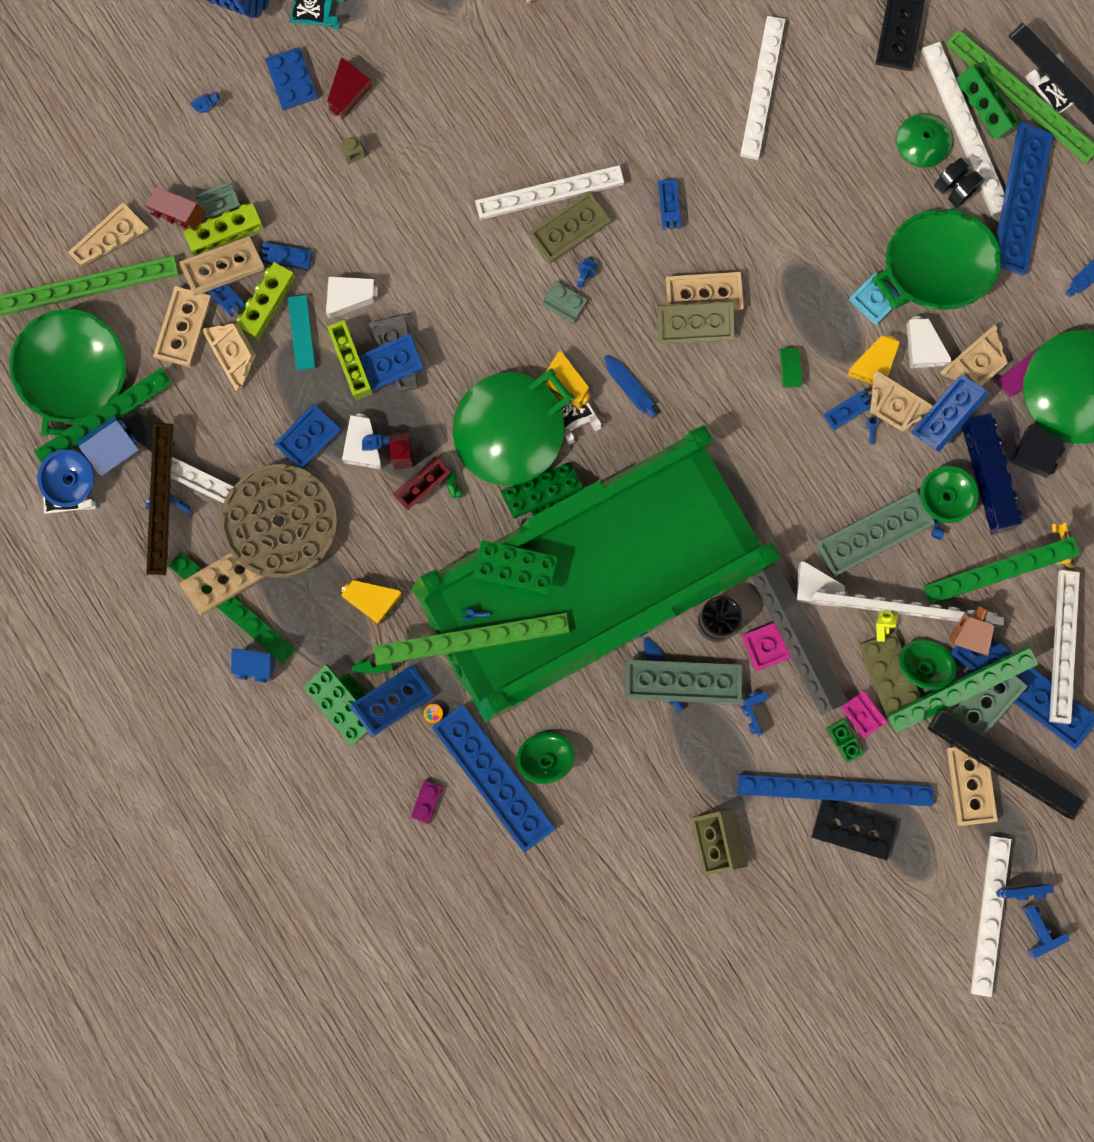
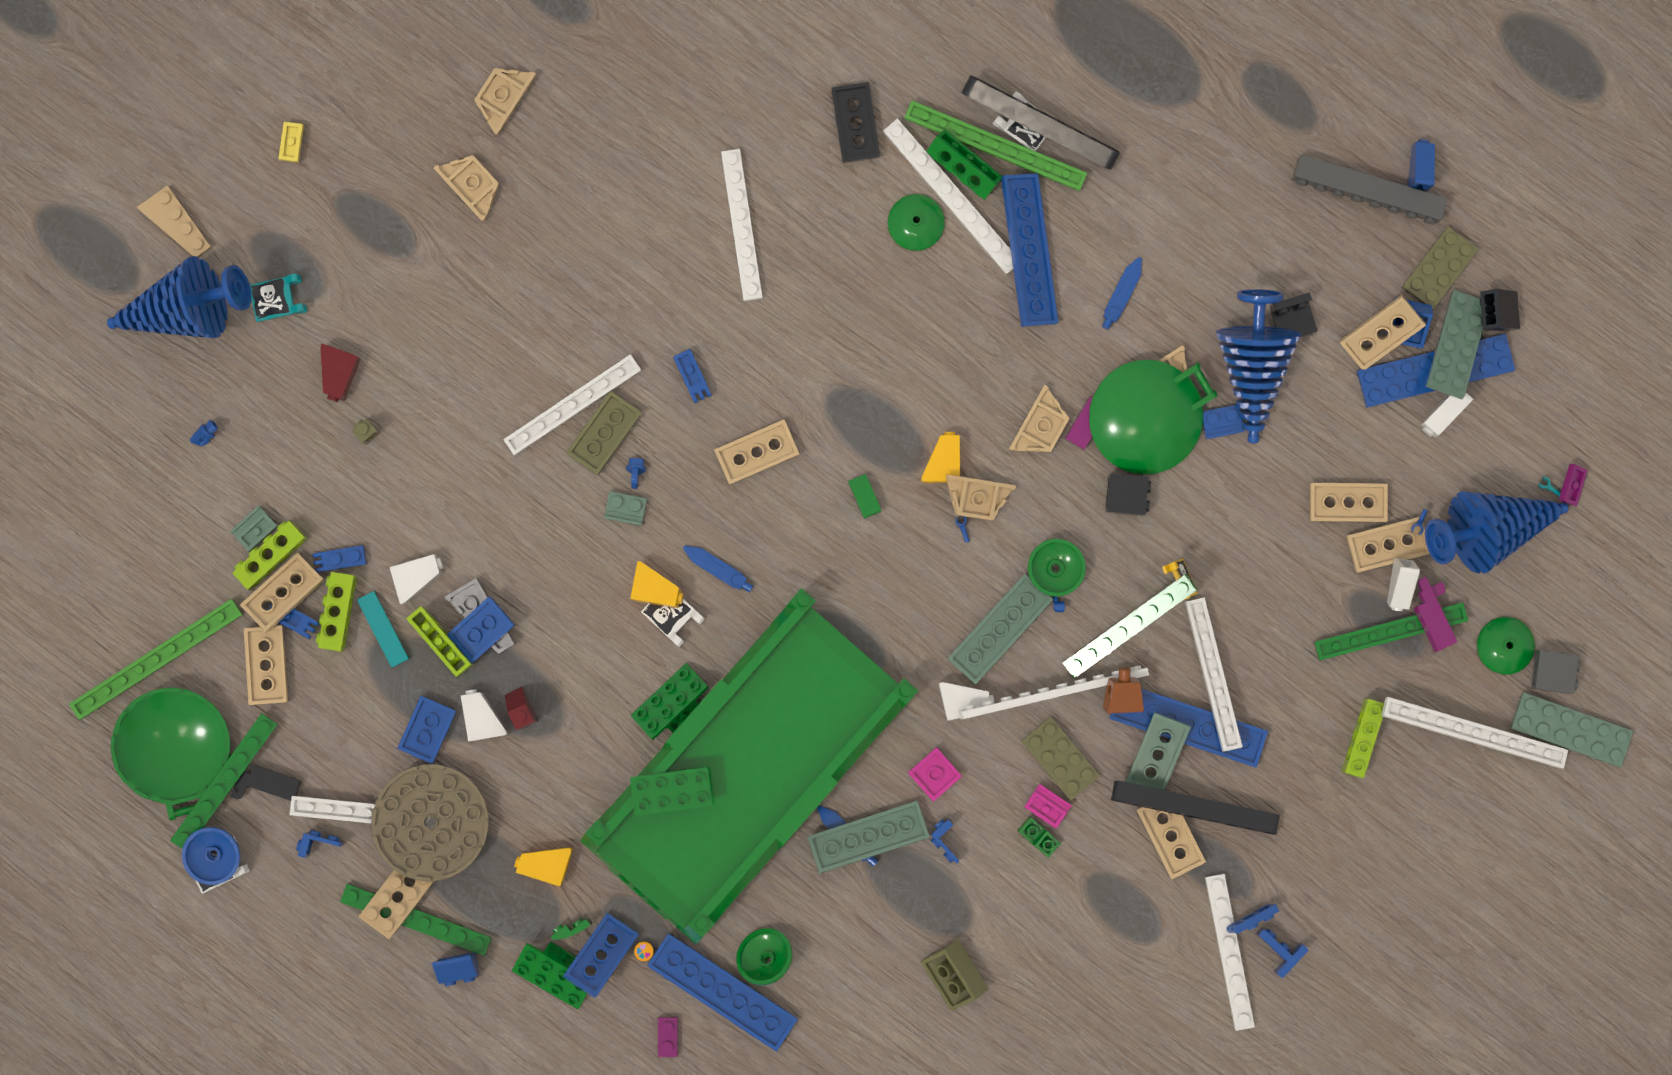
camera: 20 degrees left, 5 degrees up
(108, 235) = (162, 596): tan wing -> none
(108, 445) = (238, 808): brick -> none
(159, 499) = (308, 843): dark brown tile -> none
(175, 209) = (215, 554): brick -> none
(232, 351) = (323, 673): tan wing -> none
(291, 78) = (278, 379): blue plate -> none
(374, 442) = (493, 714): blue piece -> none
(421, 483) = (552, 736): dark red brick -> none
(451, 486) = (581, 726): green arm -> none
(471, 614) = (647, 848): blue hand -> none
(471, 639) = (654, 872): bright green plate -> none
(510, 427) = (617, 651): green dish -> none
(695, 322) = (758, 484): olive plate -> none
(719, 619) = (881, 765): black wheel -> none
(799, 639) = (963, 757): dark grey brick -> none
(835, 790) = (1045, 887): blue plate -> none
(847, 410) = (933, 518): blue hinge -> none
(865, 823) = (1066, 908): black plate -> none
(872, 301) = (922, 398): medium azure plate -> none
(884, 622) = (1037, 714): neon yellow bracket -> none
(925, 345) = (984, 428): white slope -> none
(927, 664) = (1094, 730): green dish -> none
(940, 261) = (971, 342): green dish -> none
(950, 413) = (1030, 488): blue plate -> none
(955, 178) = (957, 253): black wheel -> none
(962, 689) = (1130, 752): plate -> none
(991, 474) = (1090, 534): clear blue brick -> none

